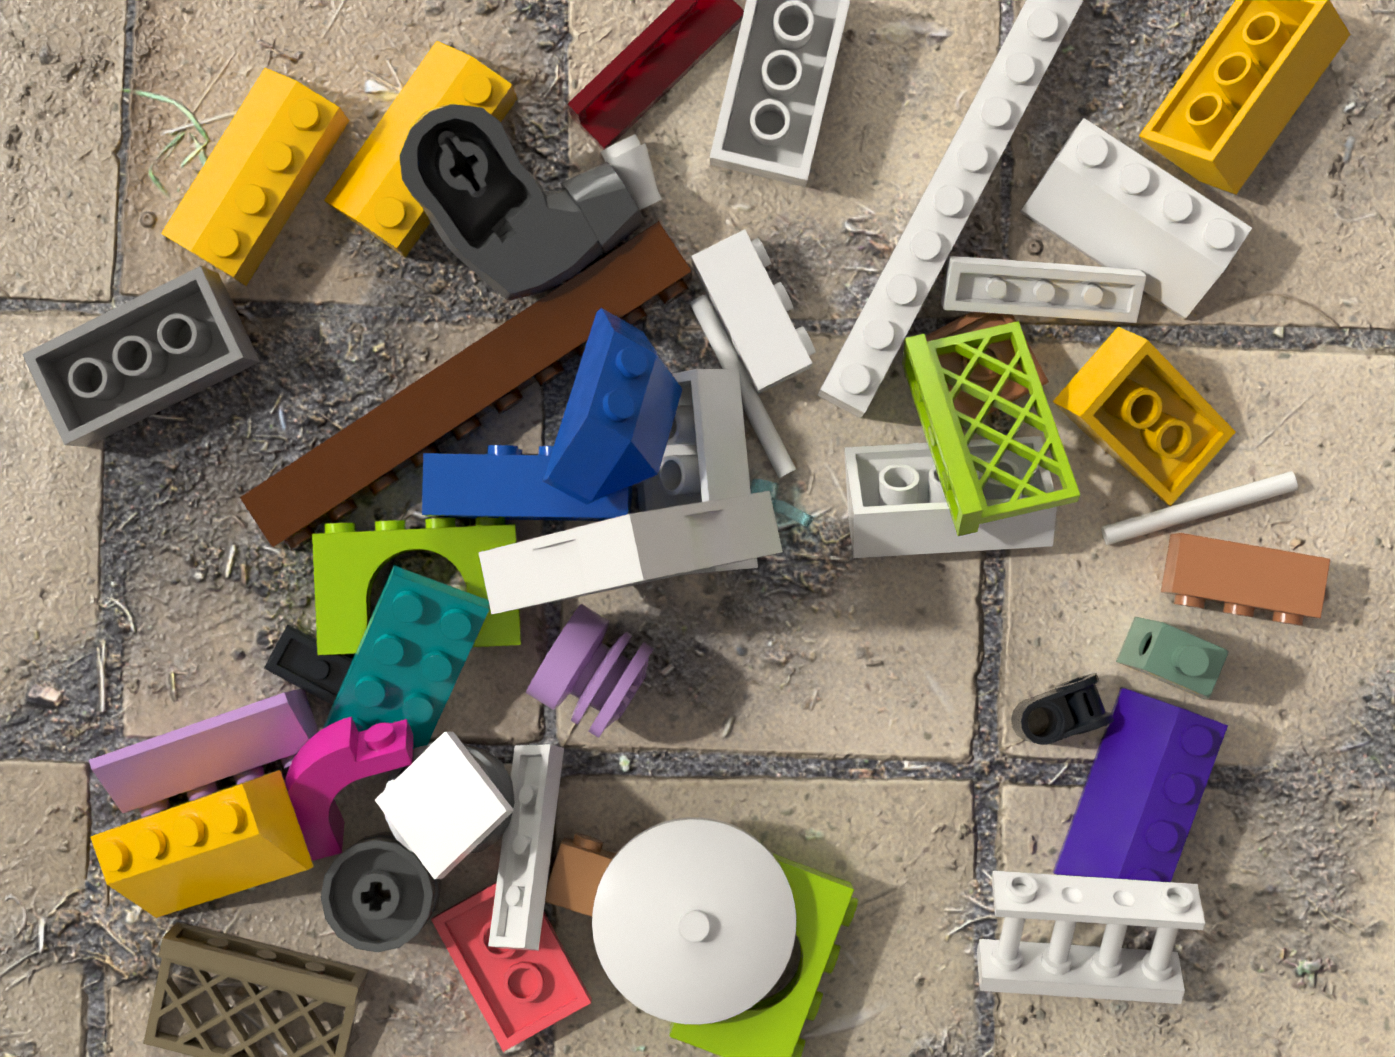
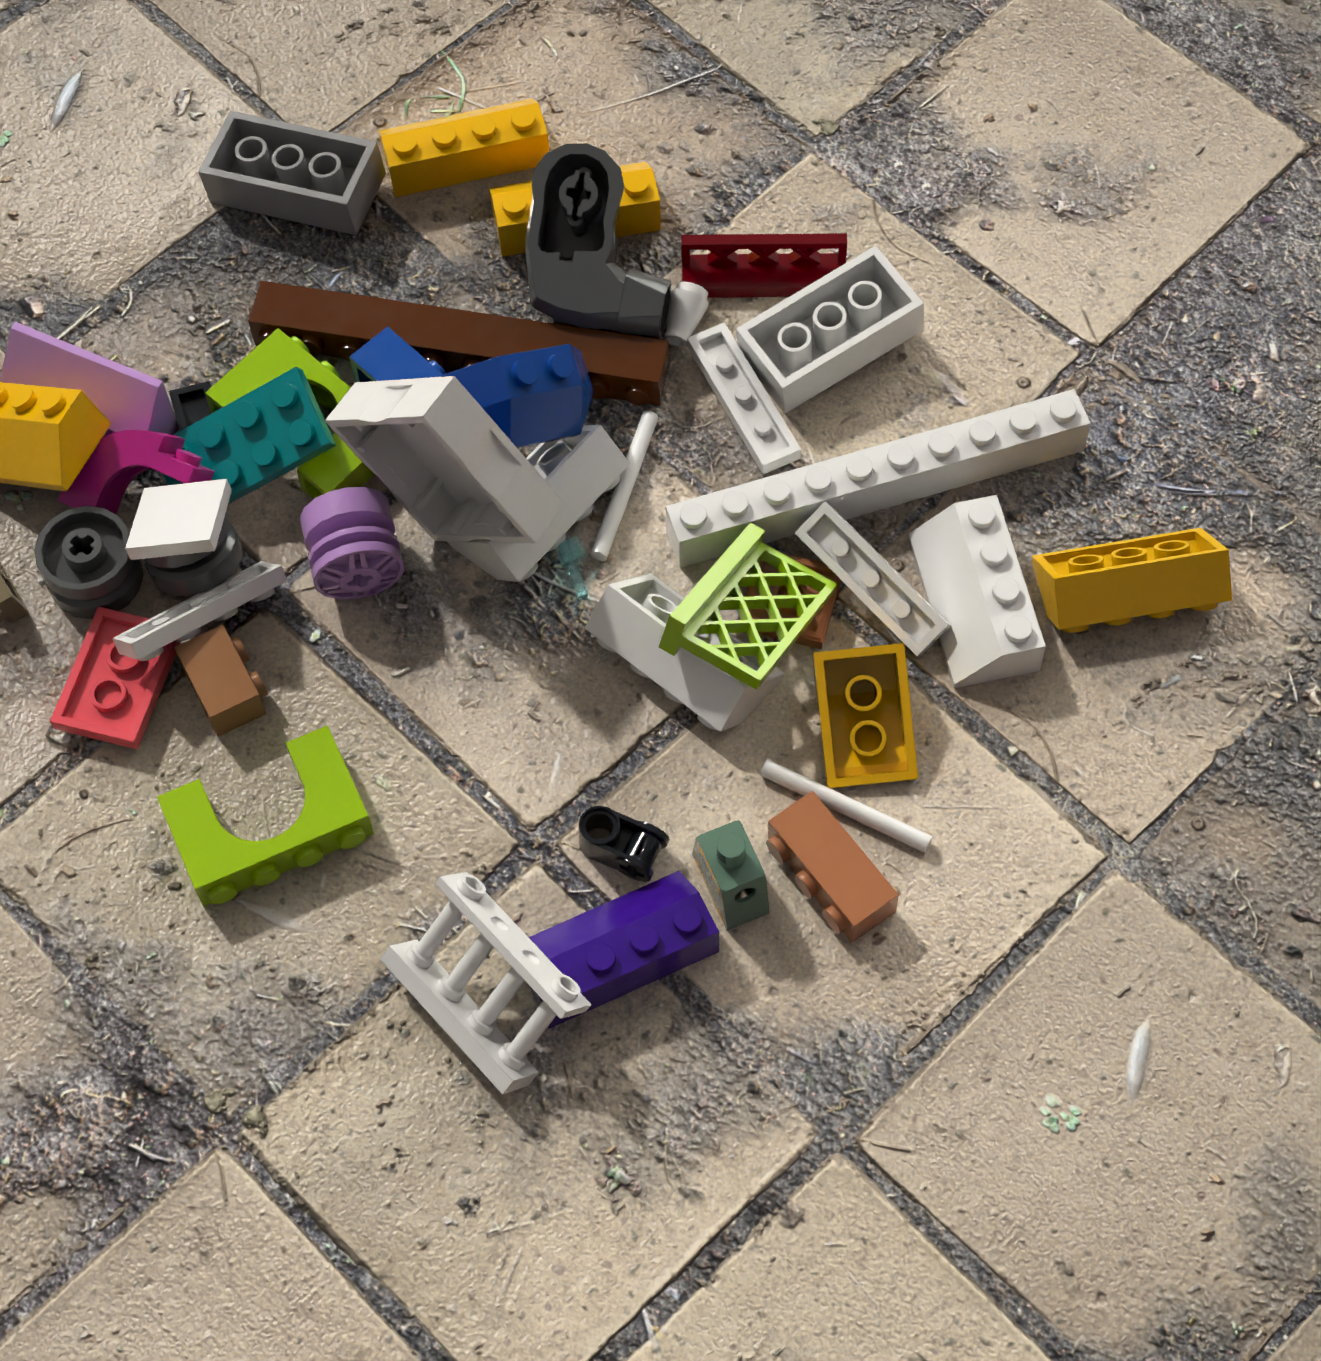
camera: 45 degrees right, 25 degrees down
(694, 920) = (249, 738): white dish -> none
(753, 310) = (674, 443): white brick -> none
(763, 209) = (744, 398): none -> white plate

